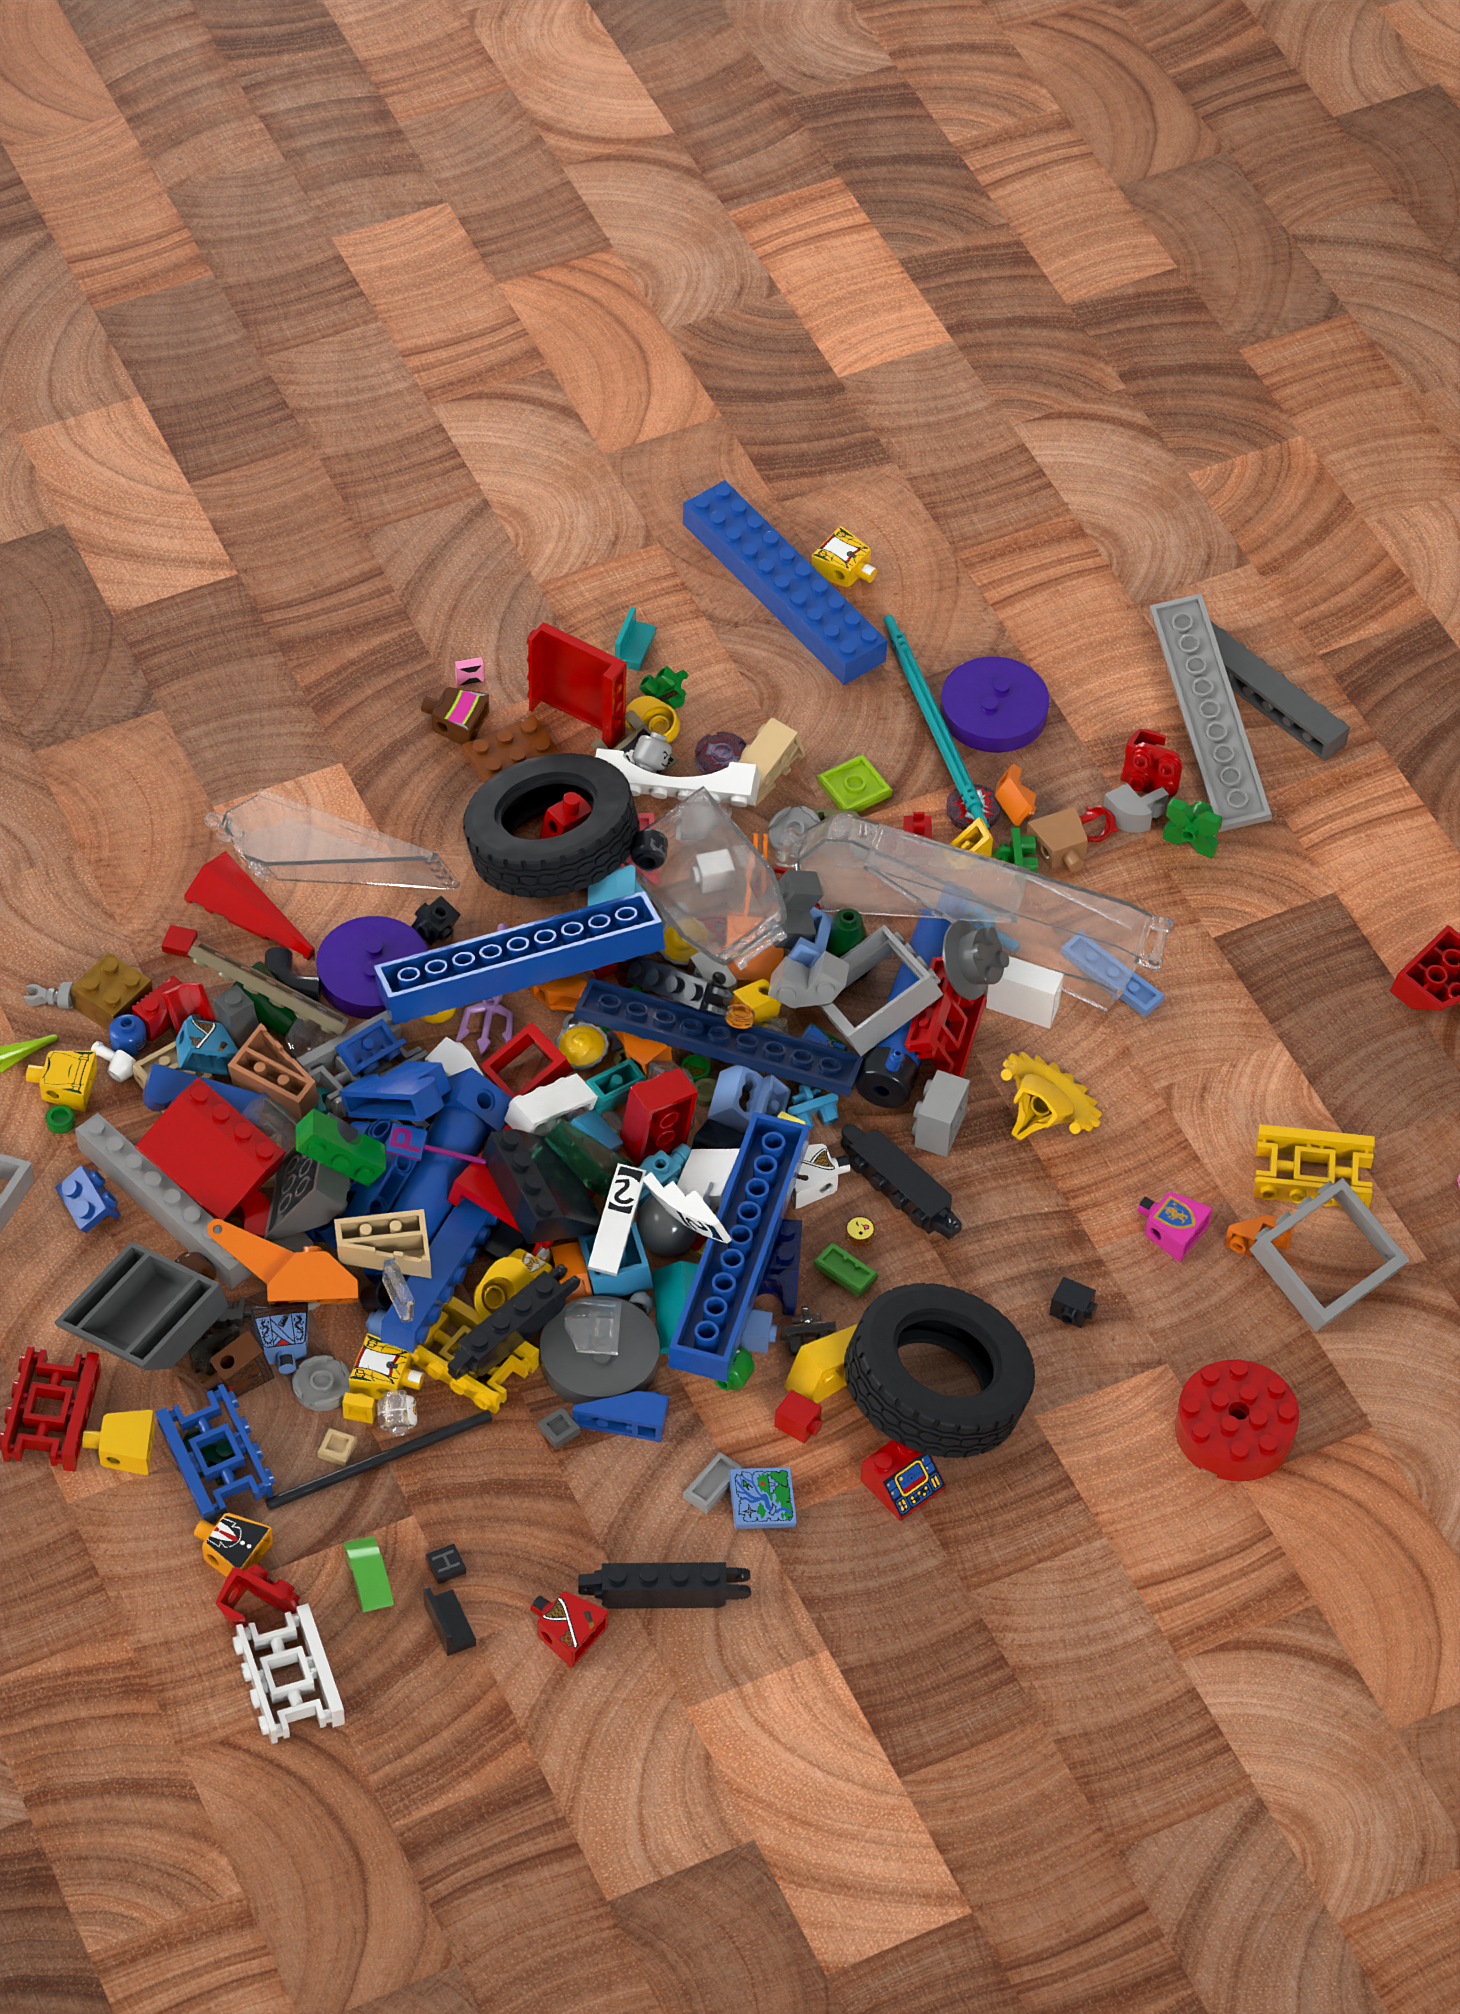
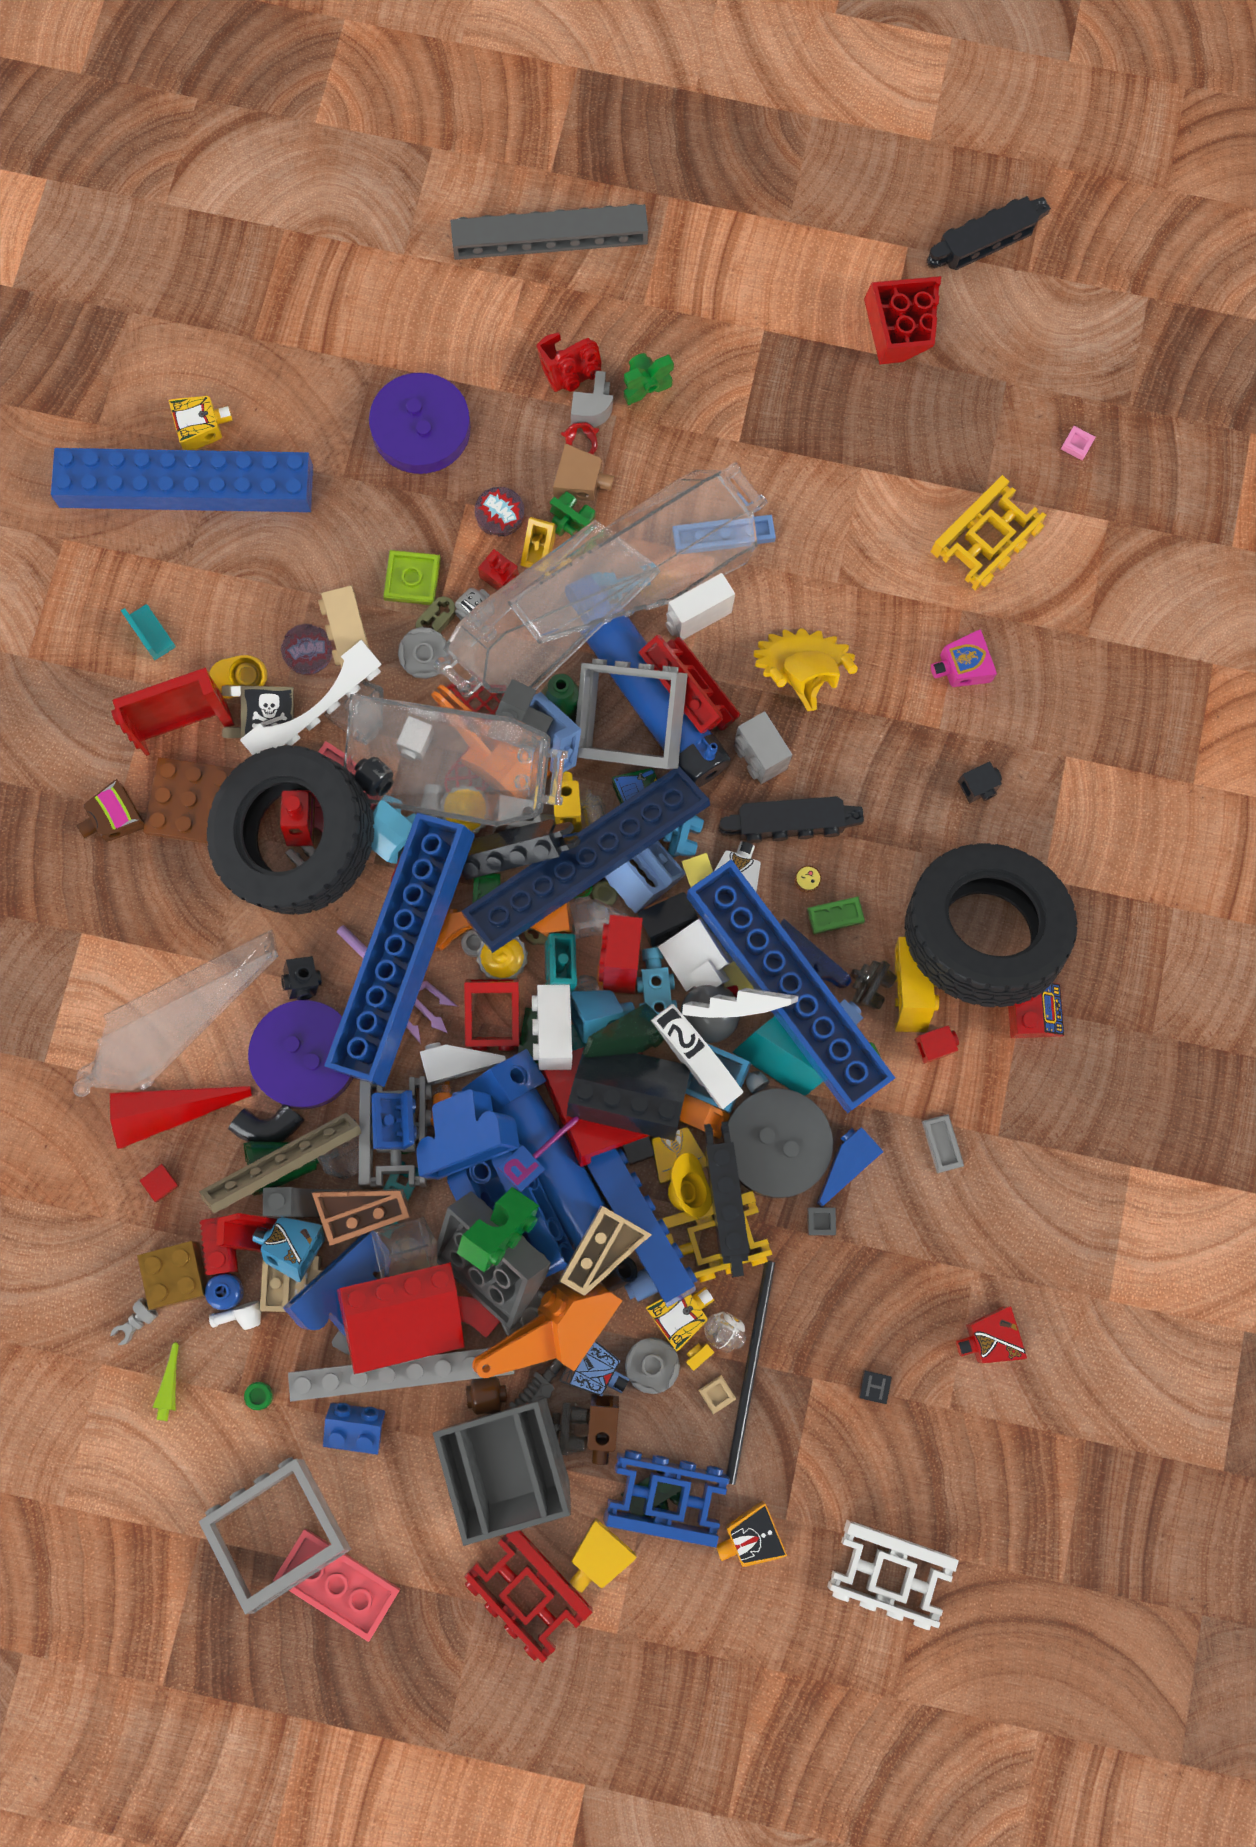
camera: 55 degrees left, 25 degrees up
(66, 1078) = (225, 1367): yellow torso -> none
(255, 1581) = (815, 1549): red piece -> none
(368, 1573) = (850, 1455): bright green brick -> none
(398, 1290) = (652, 1273): clear tile -> none
(449, 1621) = (926, 1420): black panel -> none
(469, 671) = (77, 774): bright pink tile -> none
(594, 1326) = (765, 1135): clear slope -> none
(652, 752) = (276, 702): light grey head -> none
(665, 1585) = (1010, 1246): black hinge -> none
(666, 687) = (216, 644): green hips -> none
(740, 1016) = (582, 827): clear orange tile -> none
(762, 1498) = (984, 1120): tile -> none
(802, 987) = (594, 750): light grey brick -> none
(935, 720) = (403, 476): teal axle -> none
(972, 958) = (670, 626): dark grey piece -> none
(1014, 797) = (520, 478): orange slope -> none
(1210, 712) = (553, 283): light grey plate -> none
(1237, 1420) = (1177, 736): red brick -> none
(1241, 1234) = (1013, 620): orange slope -> none
(1290, 1281) = (1109, 576): light grey window -> none

